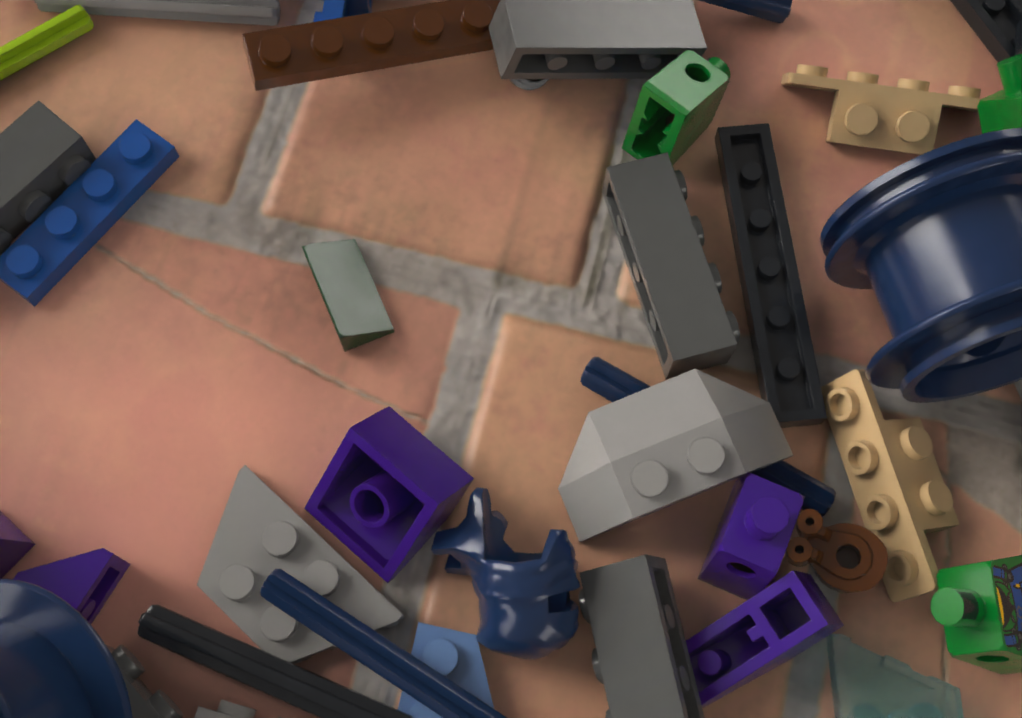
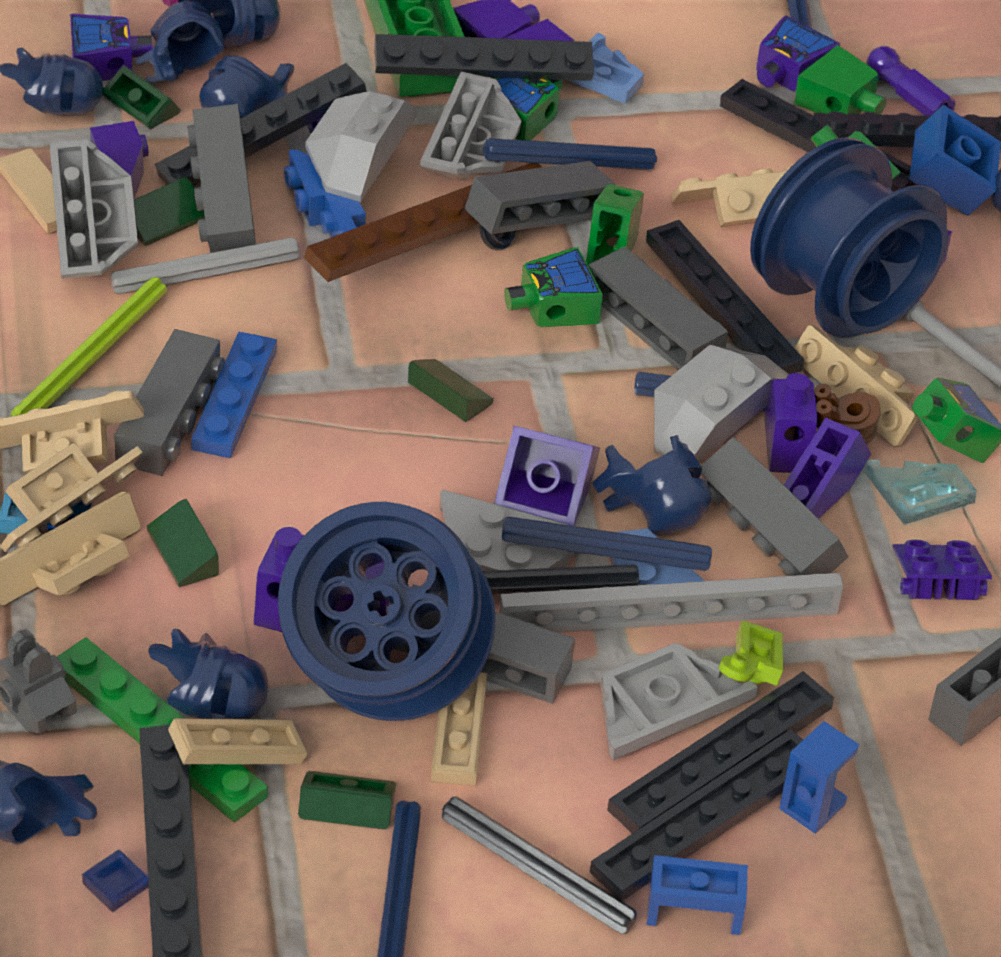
camera: 25 degrees left, 25 degrees down
(554, 185) = (557, 291): none -> torso

